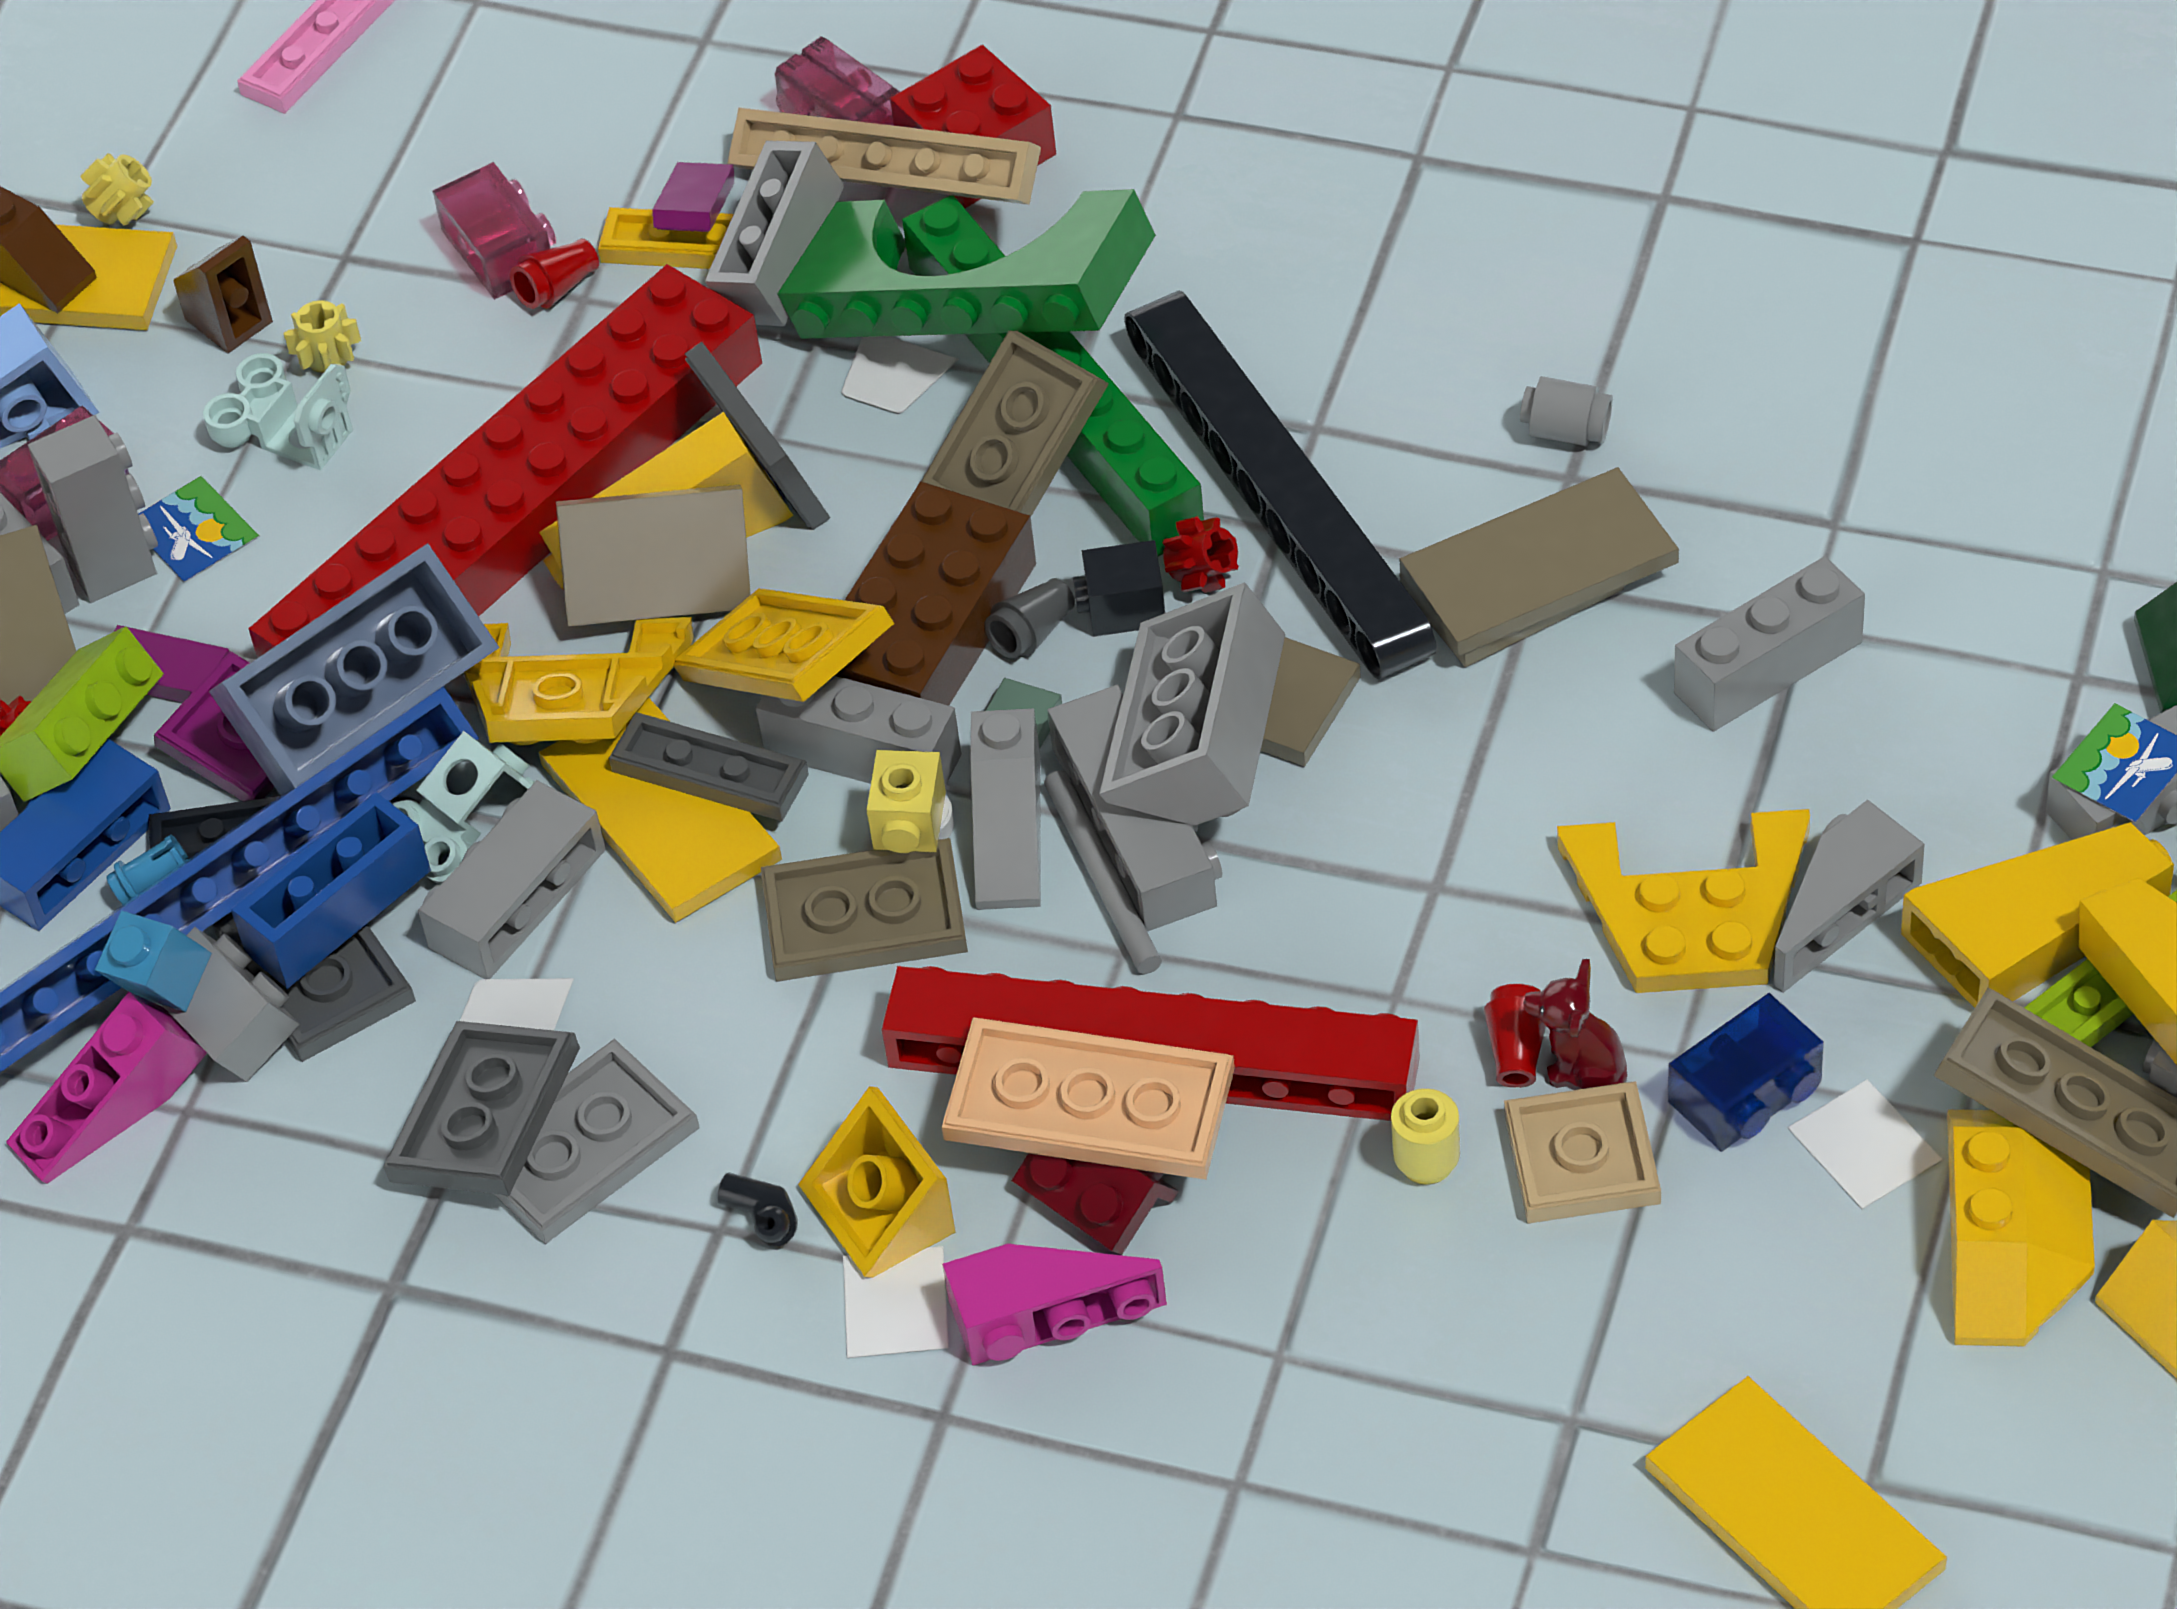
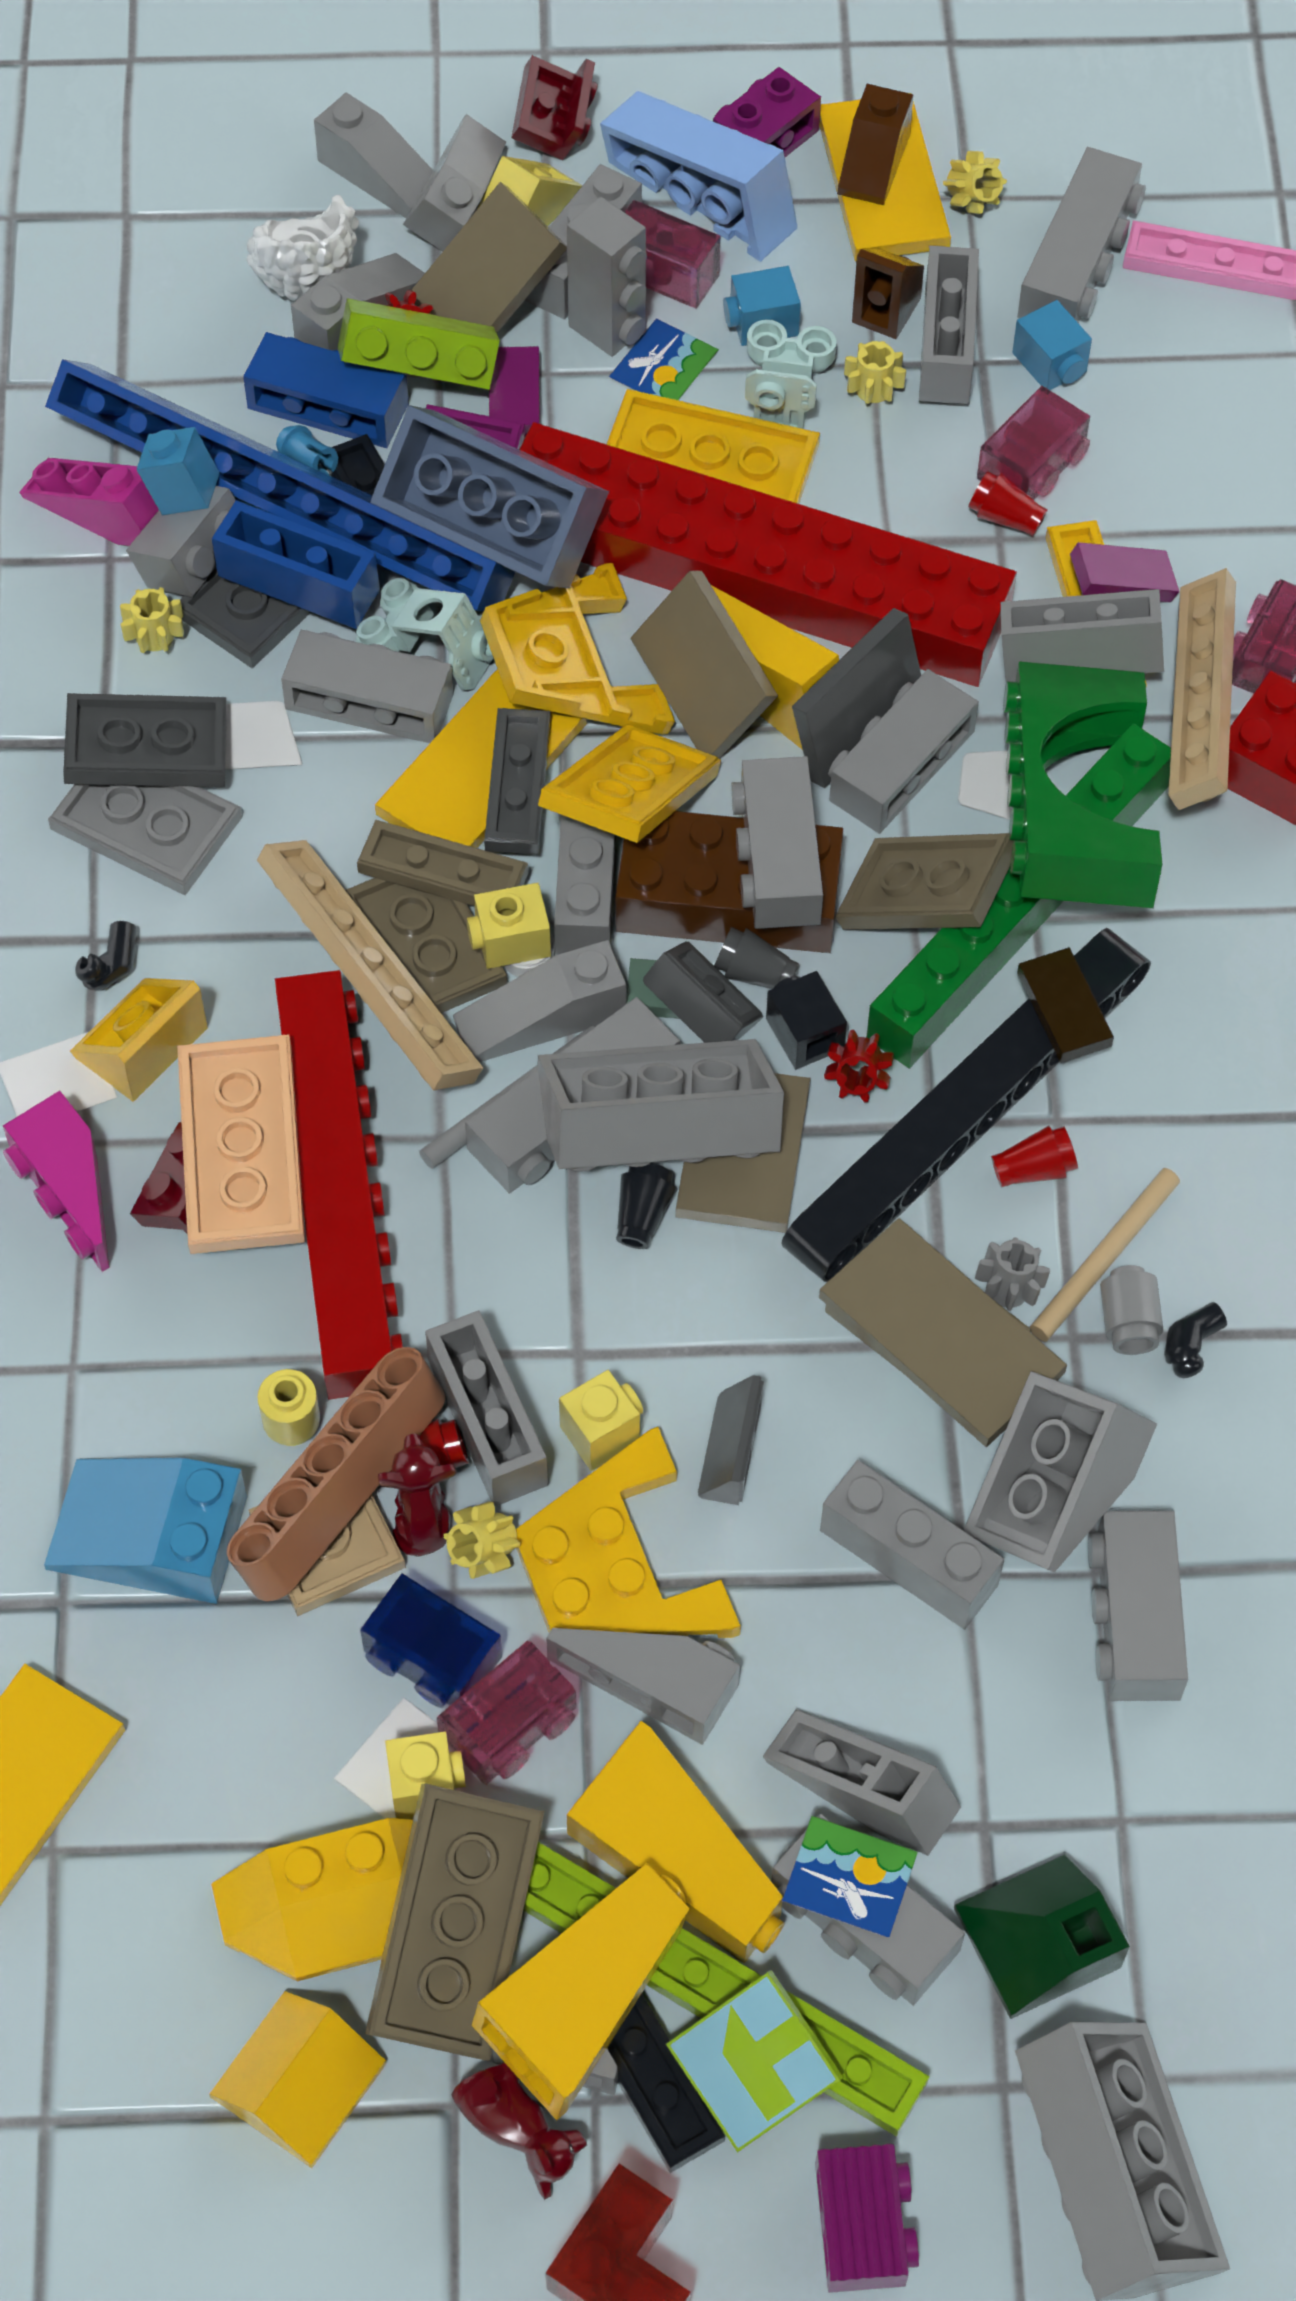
camera: 65 degrees right, 10 degrees up
(174, 407) = (763, 296): none -> dark azure brick
(244, 125) = (1083, 234): none -> light grey brick
(310, 250) = (949, 325): none -> light grey brick
(314, 1069) = (152, 620): none -> light yellow gear
(333, 502) = (717, 443): none -> yellow tile
(372, 182) = (1052, 345): none -> dark azure brick
(790, 859) = (436, 864): none -> dark tan tile
(827, 430) = (902, 750): none -> light grey brick
(916, 938) = (370, 965): none -> tan plate
(936, 515) = (778, 842): none -> light grey brick
(1057, 670) = (701, 995): none -> dark grey slope
(1213, 357) = (1065, 1005): none -> dark brown tile
(1291, 781) = (642, 1203): none -> black cone
(1363, 441) = (1037, 1158): none -> red cone
(1465, 953) = (487, 1408): none -> light grey brick
(1485, 420) = (1104, 1255): none -> tan bar
(1491, 488) = (1012, 1273): none -> light grey gear
(1515, 1302) = (149, 1524): none -> dark azure slope
(1537, 866) = (600, 1418): none -> light yellow brick
(1554, 1109) = (335, 1474): none -> nougat beam
(1596, 766) = (731, 1442): none -> dark grey slope
(1622, 383) = (1186, 1338): none -> black arm
(1653, 1011) = (481, 1540): none -> light yellow gear
(1737, 500) = (1057, 1471): none -> light grey slope
(1849, 1011) = (509, 1714): none -> clear pink brick
(1893, 484) = (1139, 1606): none -> light grey brick
(1899, 1109) = (421, 1761): none -> light yellow brick
(2011, 744) = (866, 1780): none -> light grey slope

